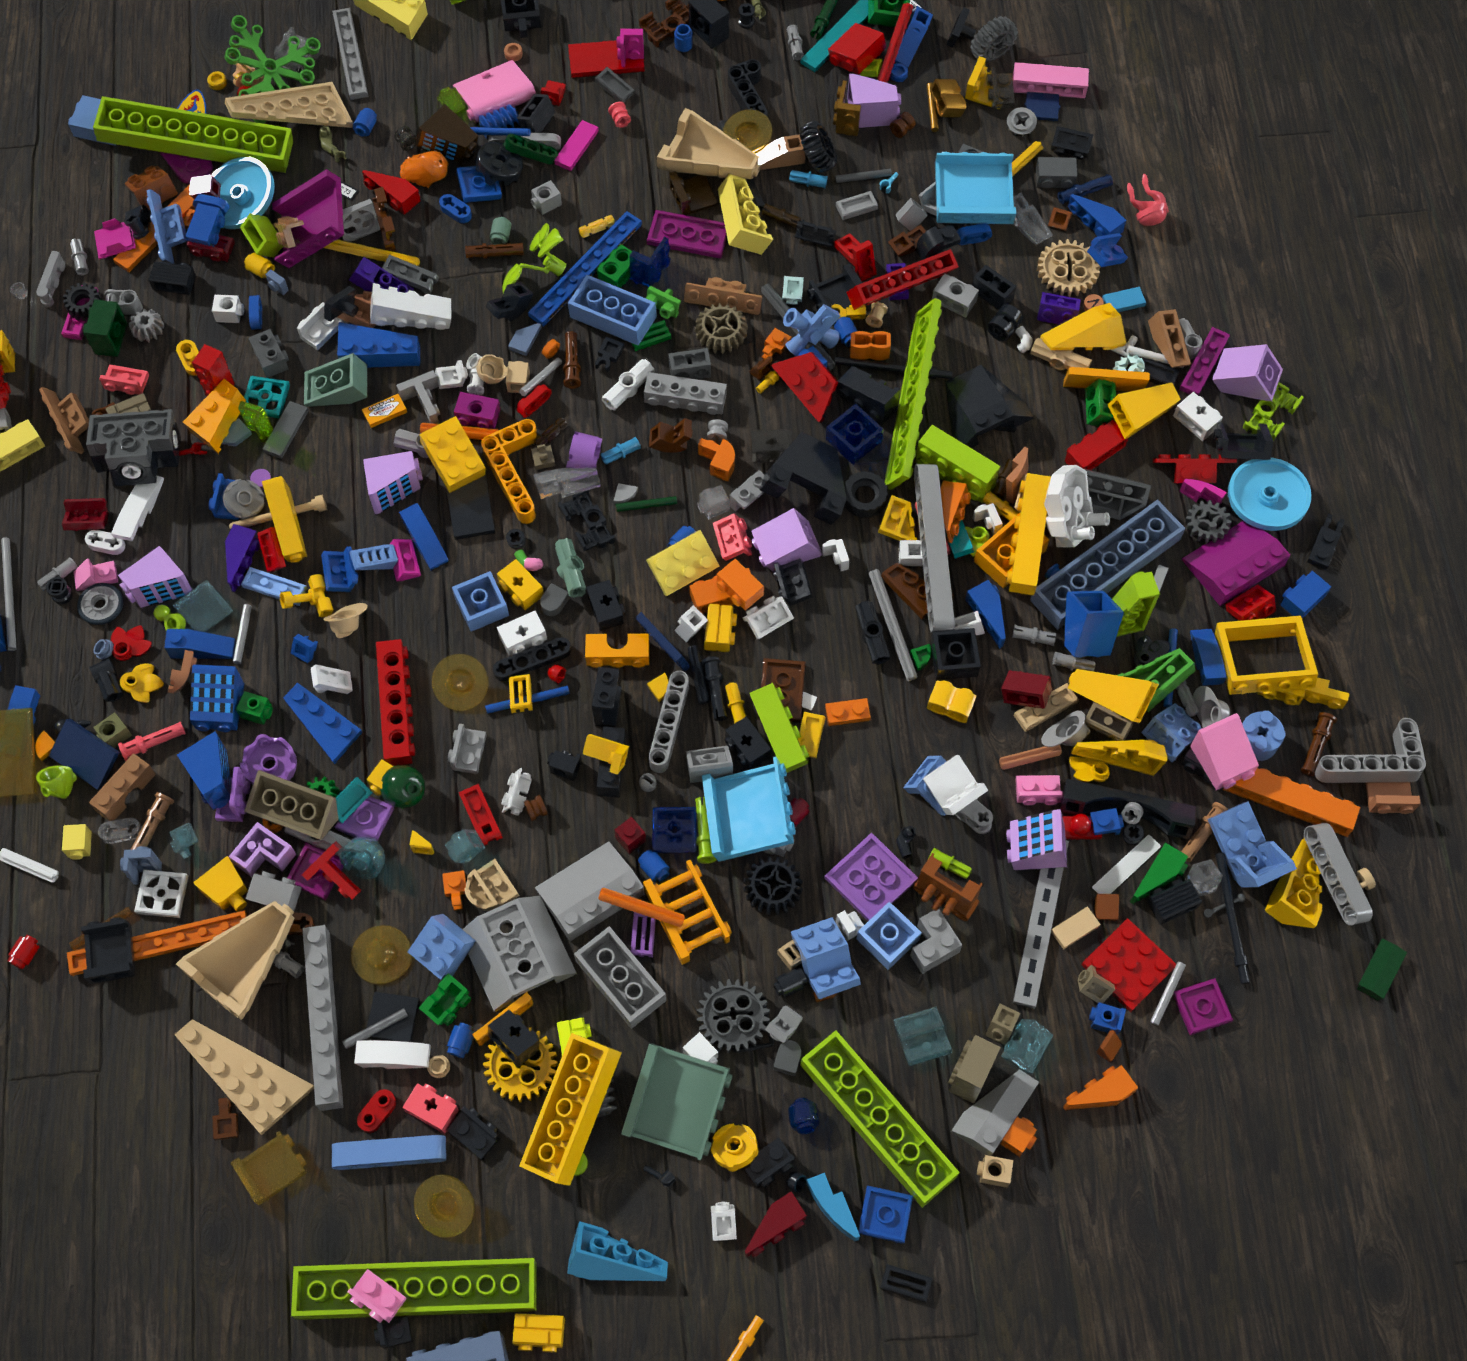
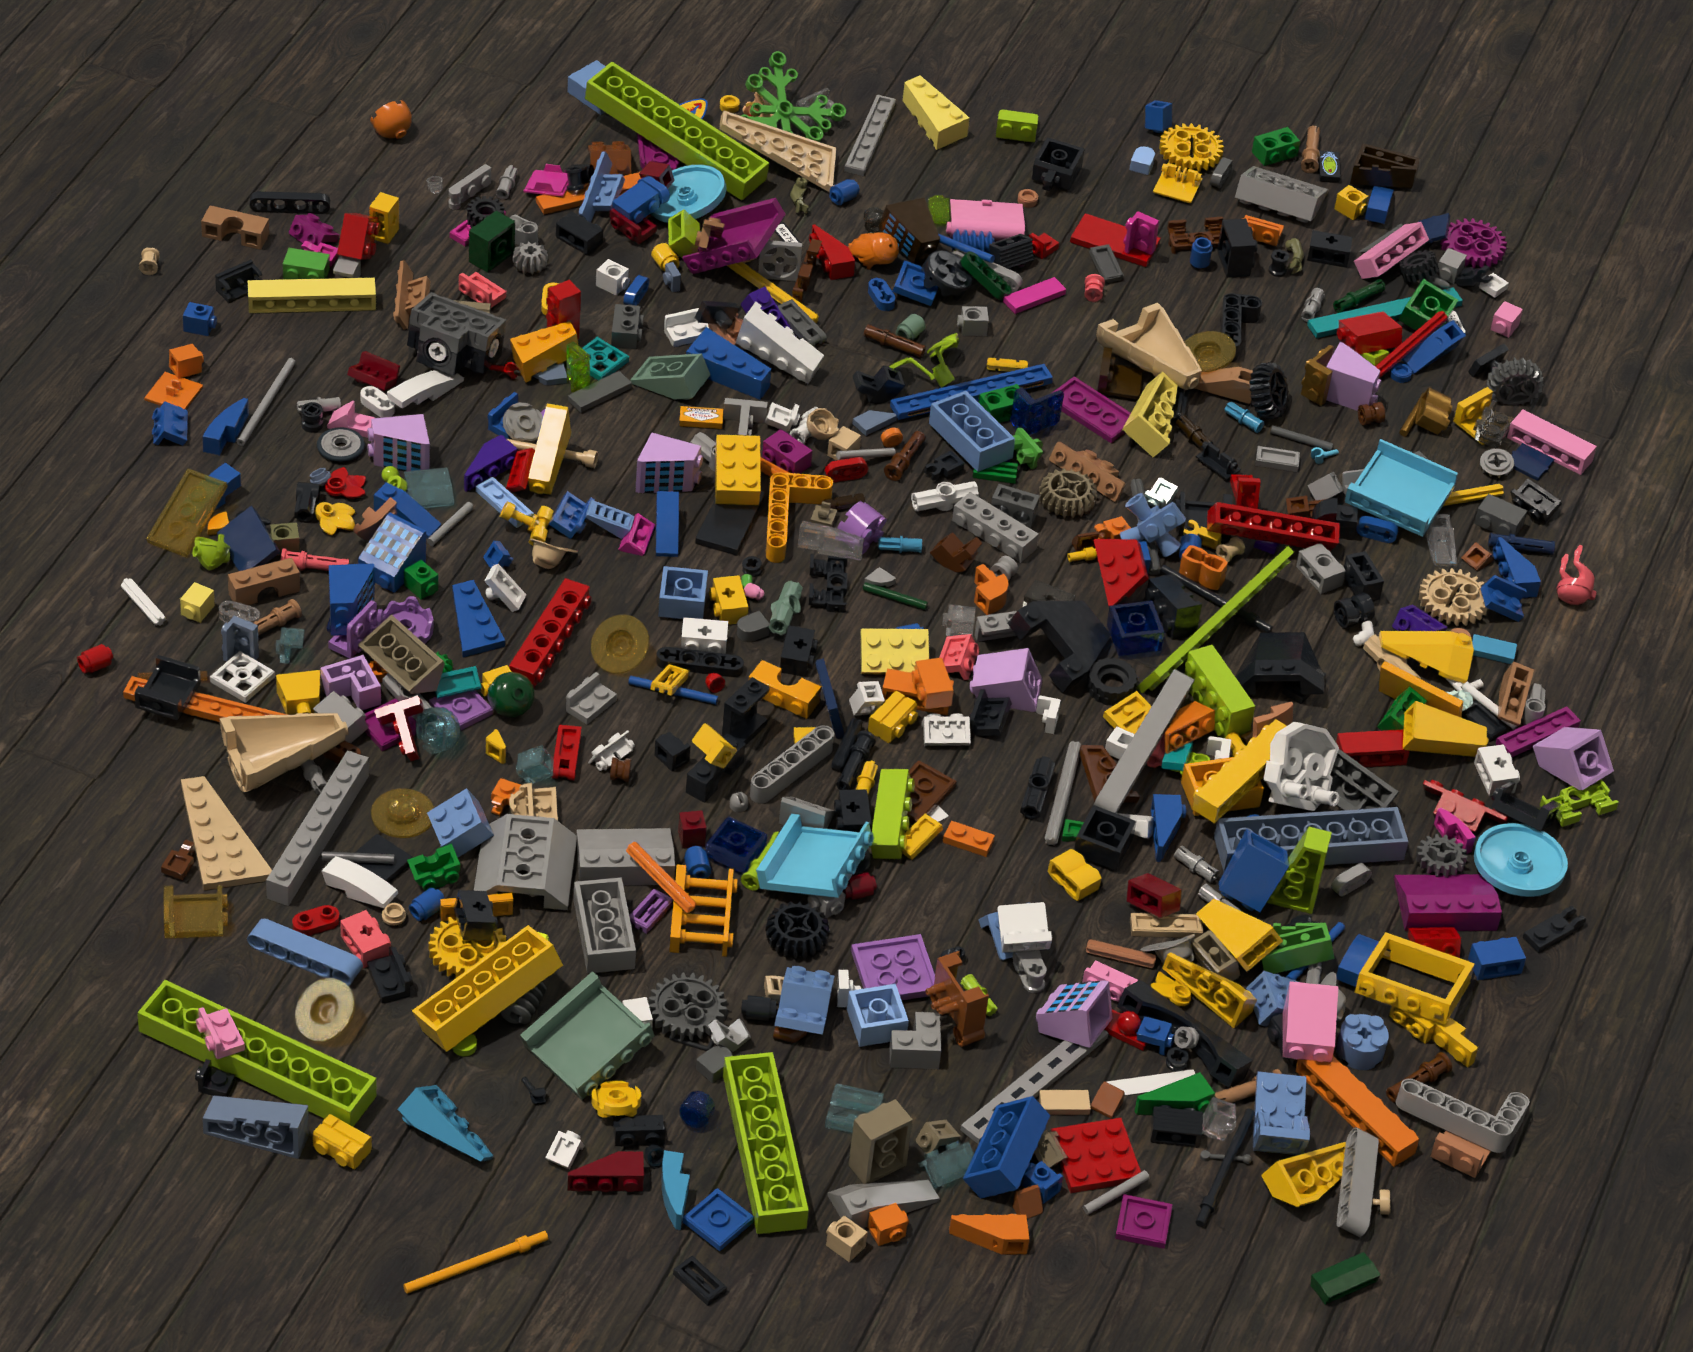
camera: 25 degrees right, 20 degrees down
(1068, 1009) = (1006, 1147): none -> blue brick

